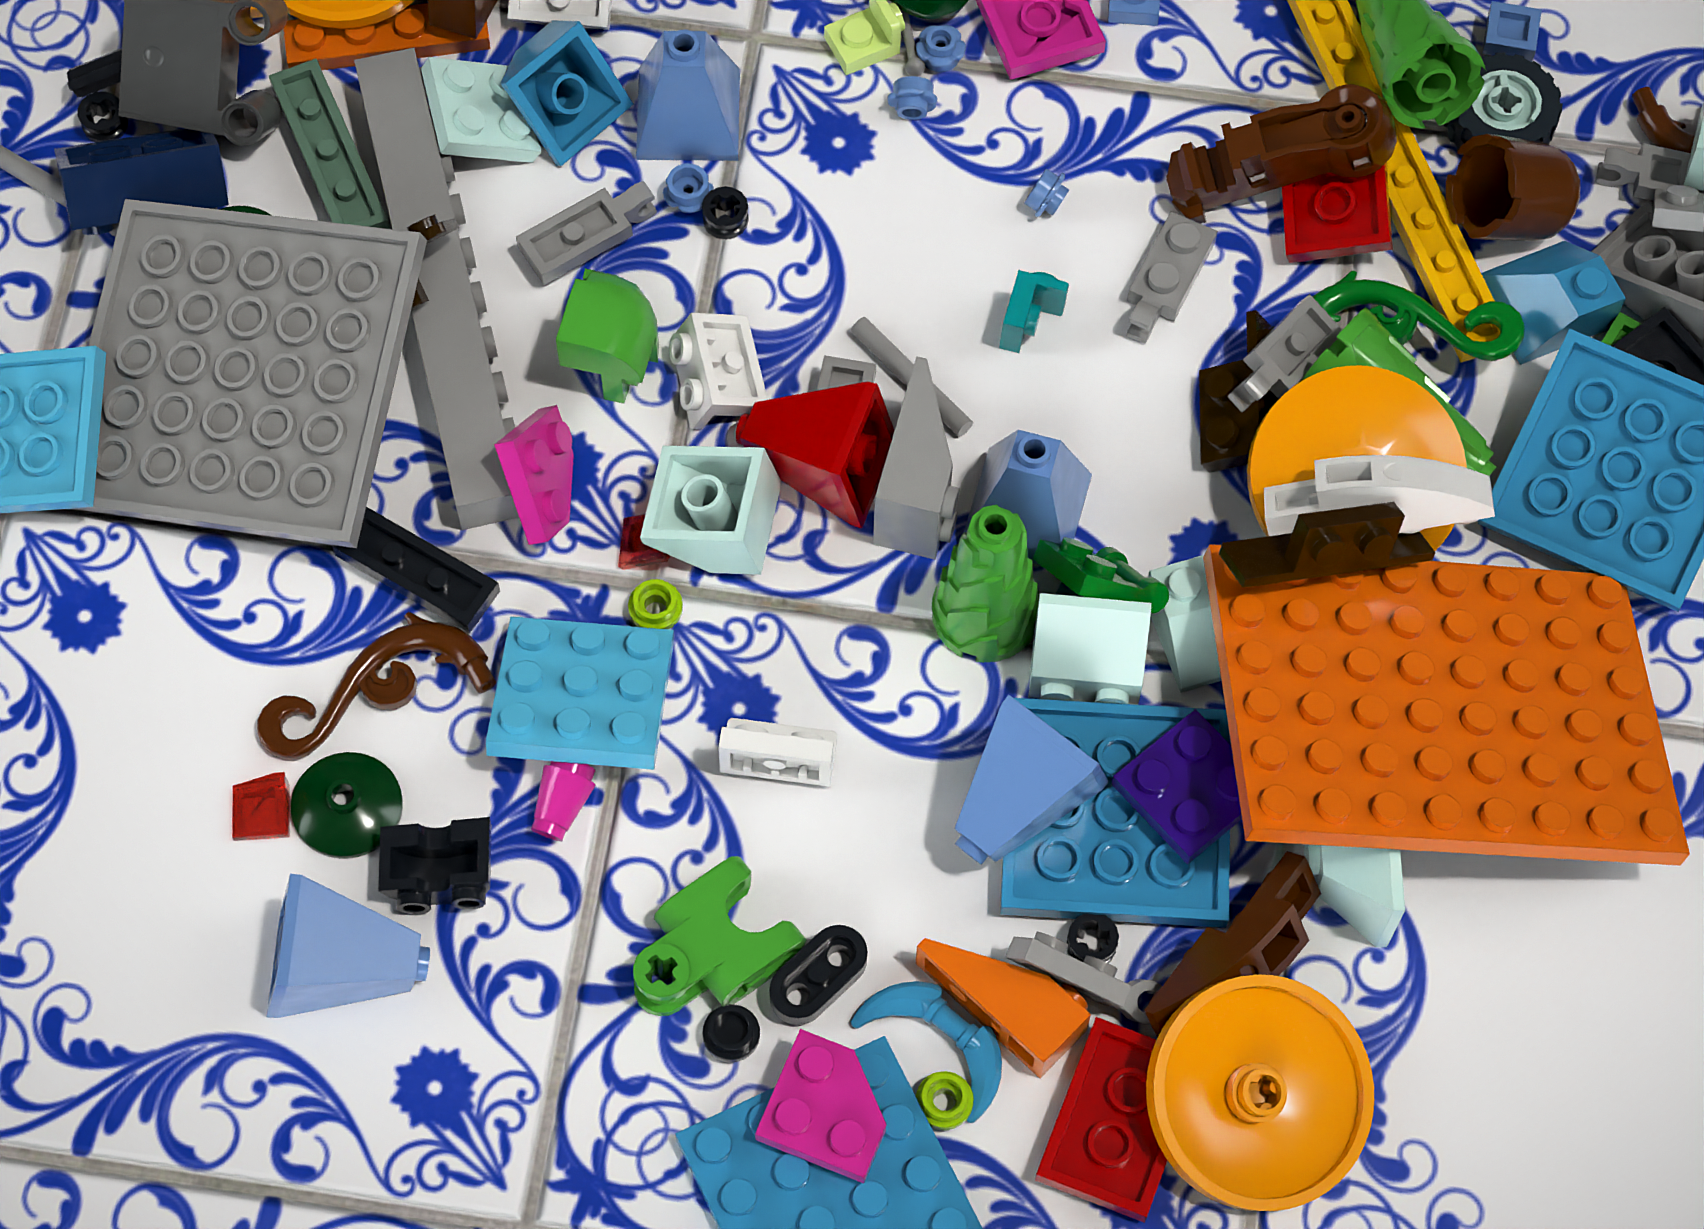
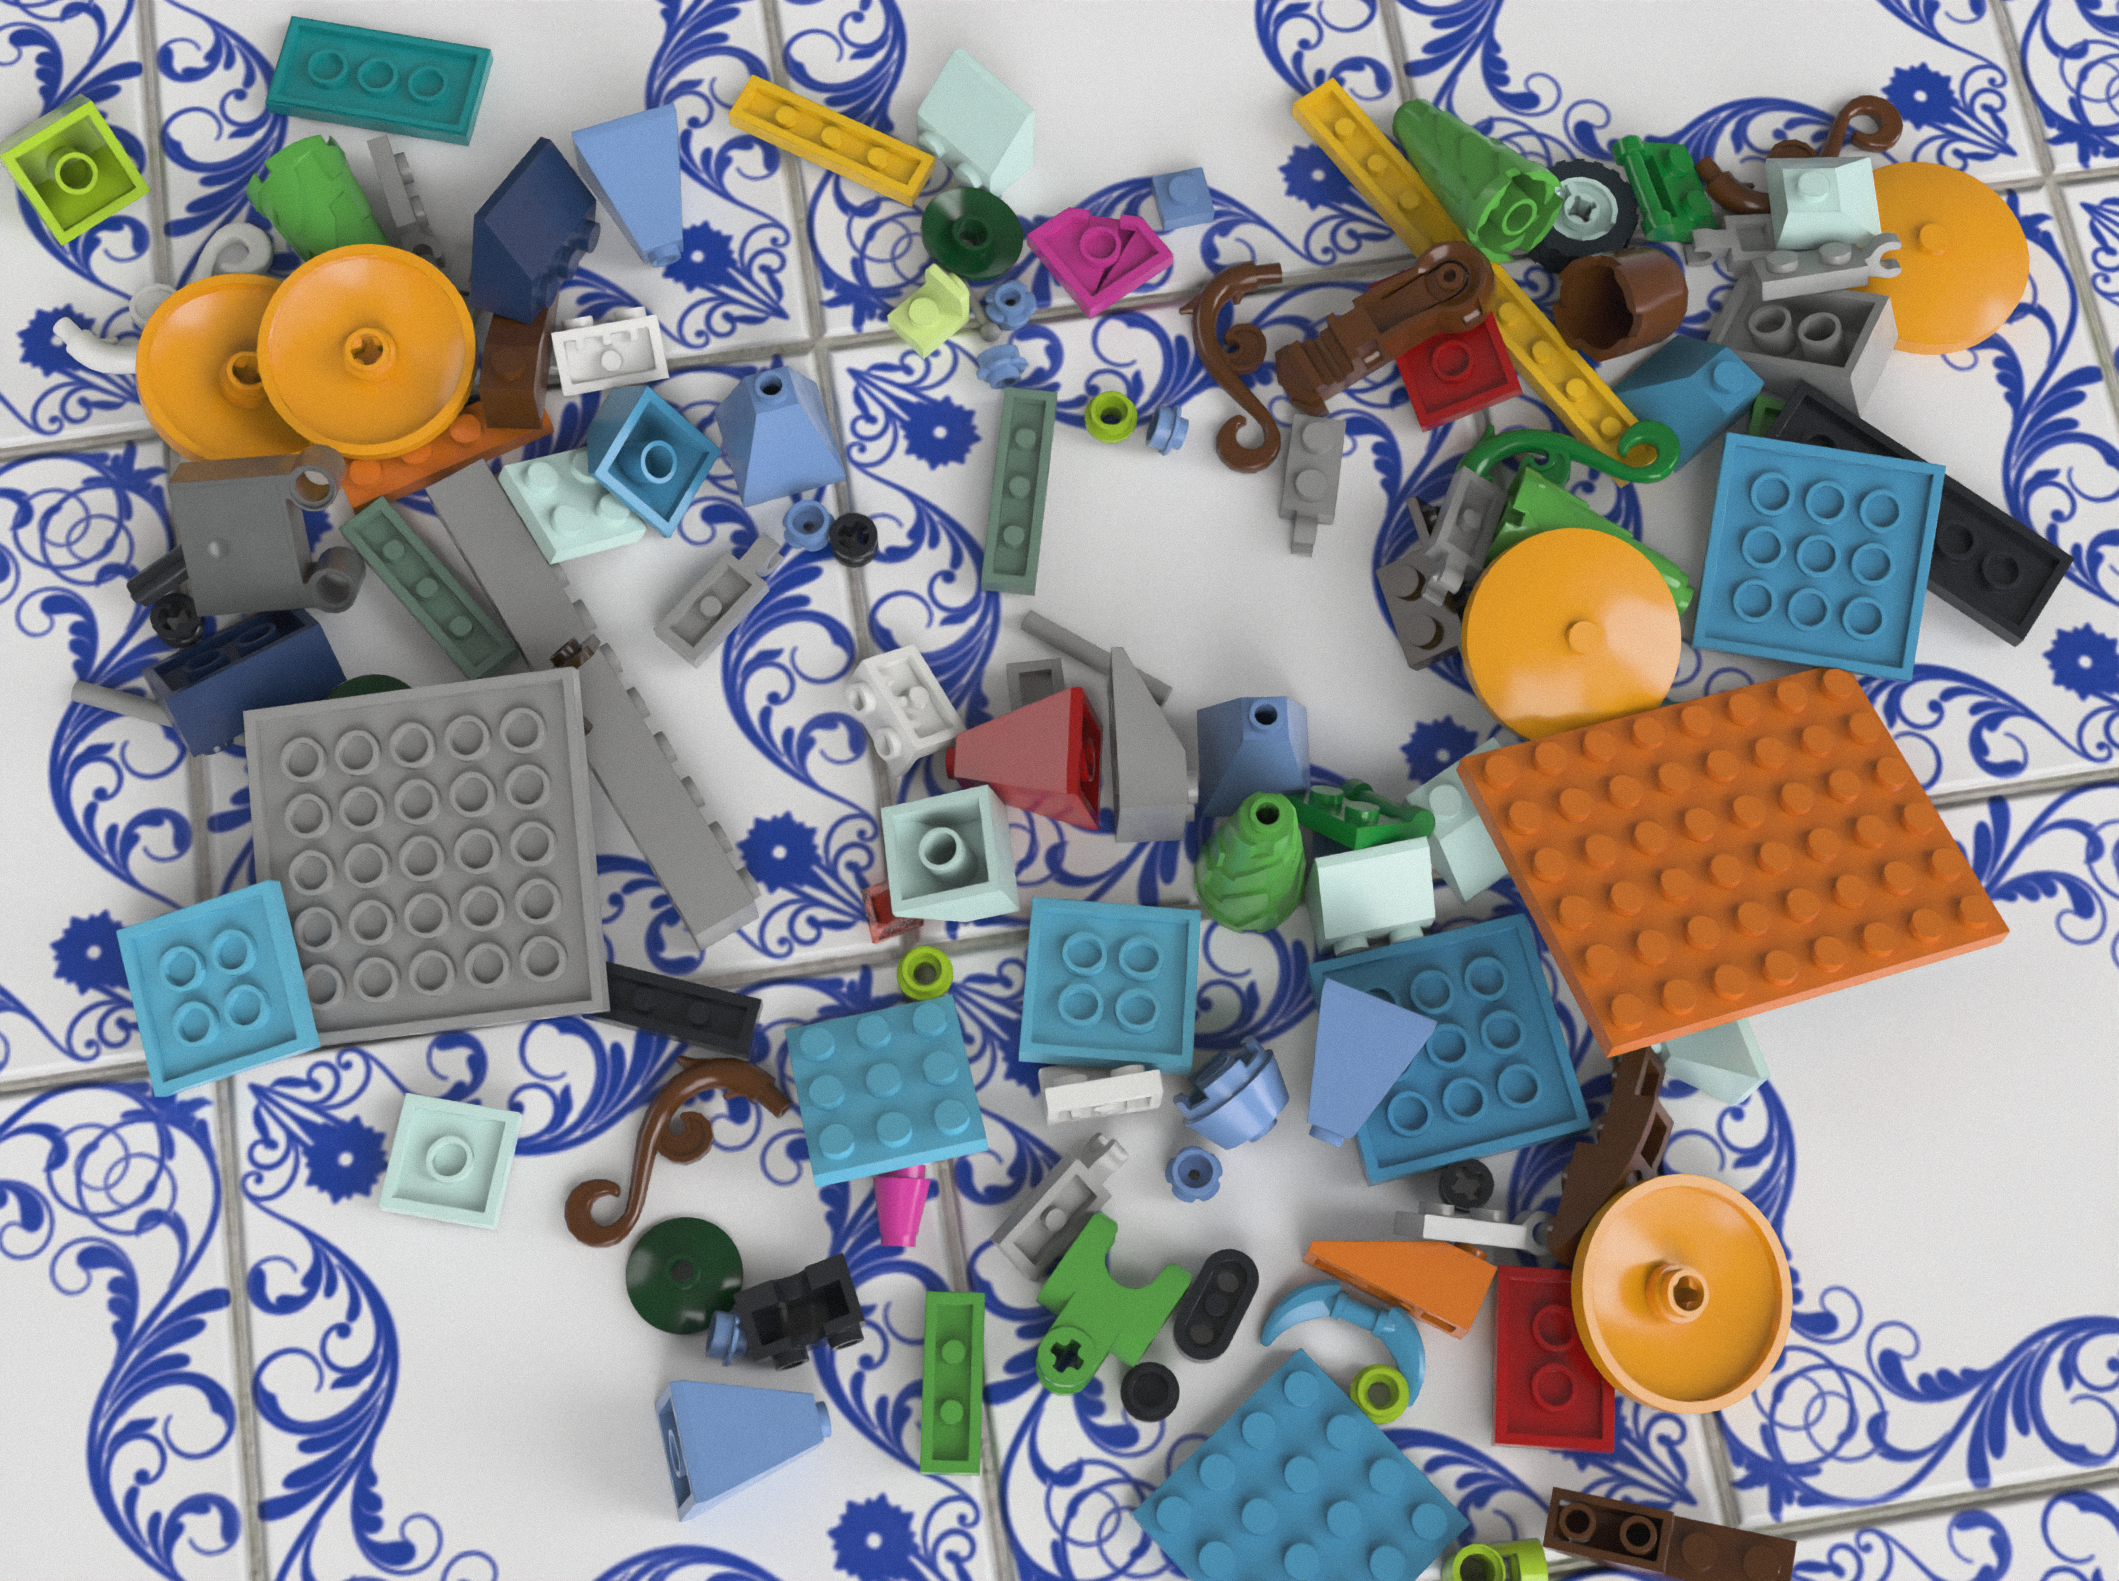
camera: 20 degrees left, 5 degrees up
(173, 641) = (450, 1161): none -> light aqua plate
(261, 808) = (600, 1308): clear red slope -> none
(362, 866) = (726, 1337): none -> medium blue plate
(539, 472) = (765, 873): dark pink plate -> none
(552, 969) = (952, 1383): none -> bright green plate
(608, 332) = (787, 704): bright green brick -> none
(702, 842) = (1059, 1207): none -> light grey plate
(819, 662) = (1110, 985): none -> medium azure plate
(824, 1109) = (1272, 1445): dark pink plate -> none
(835, 840) = (1194, 1159): none -> medium blue plate
(890, 210) = (1019, 491): none -> sand green plate
(900, 792) = (1235, 1096): none -> medium blue cone
(999, 157) = (1110, 404): none -> lime plate
(1031, 296) = (1186, 553): teal bracket -> none
(1122, 156) = (1227, 367): none -> reddish brown plant
(1184, 786) = (1511, 1004): dark purple plate -> none
(1327, 545) = (1578, 733): dark brown bracket -> none
(1423, 489) = (1621, 651): white slope -> none
(1512, 30) = (1560, 133): medium blue plate -> none
(1593, 103) = (1664, 189): none -> green plate

